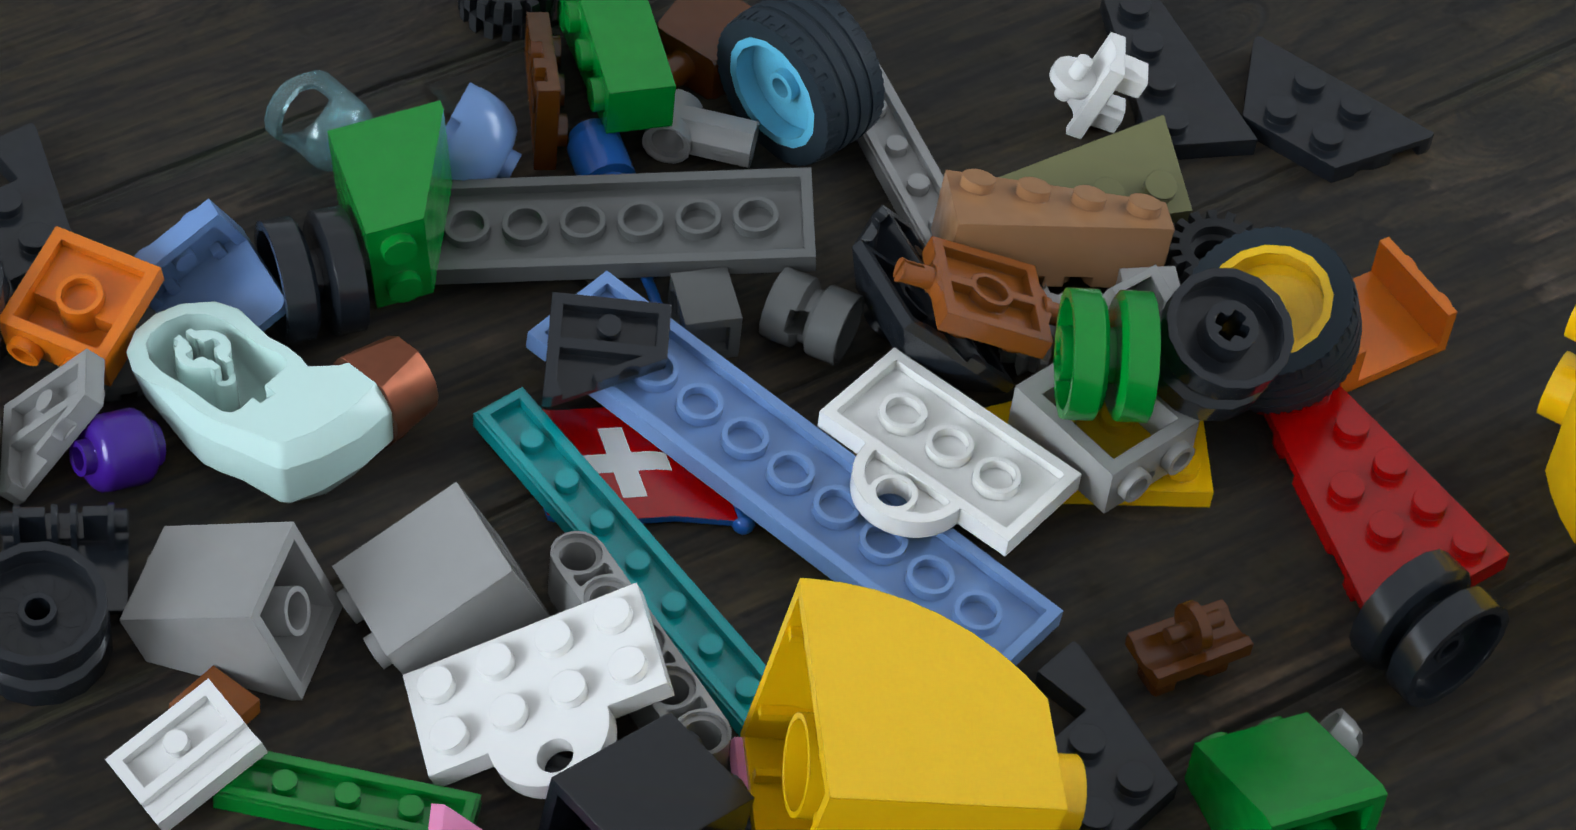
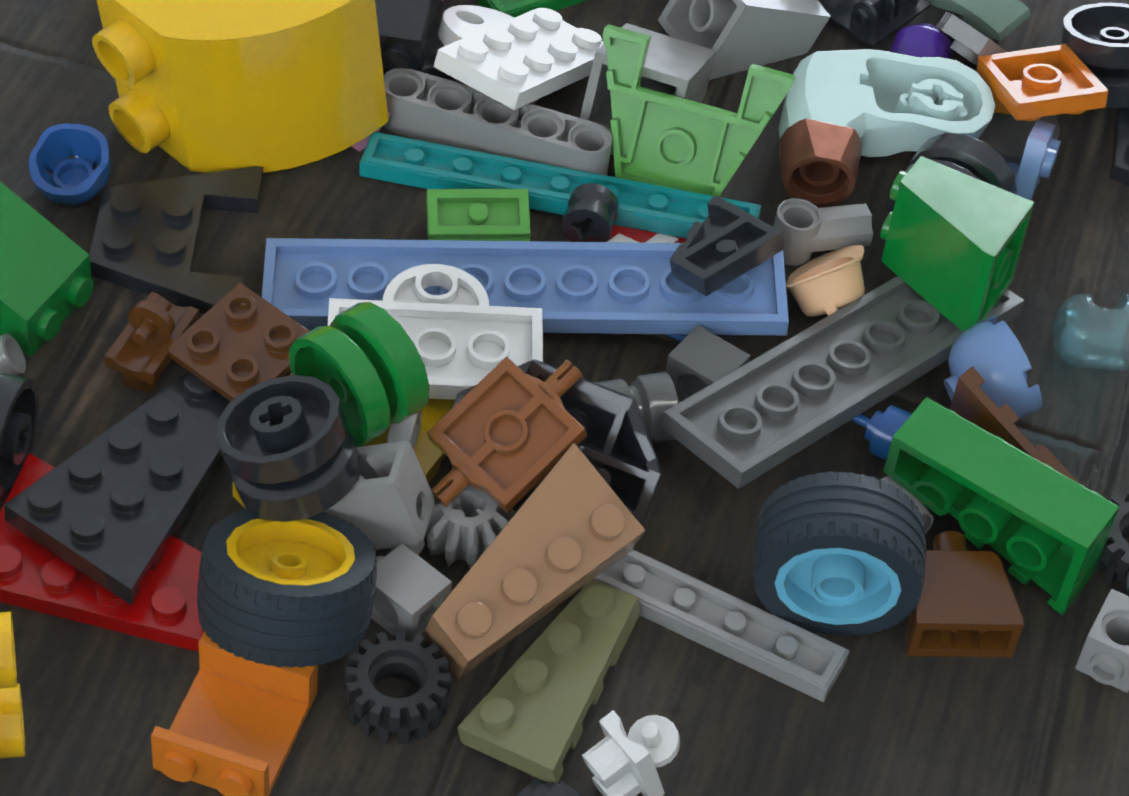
camera: 140 degrees right, 0 degrees up
(460, 366) = (820, 229): none -> light grey piece
(476, 466) = (676, 139): none -> bright green wing
(491, 311) = (828, 281): none -> light nougat piece
(656, 495) = (590, 214): none -> black wheel
(750, 573) = (478, 214): none -> bright green plate
(1109, 565) = (238, 343): none -> reddish brown bracket
(1307, 527) = (127, 488): none -> black wing

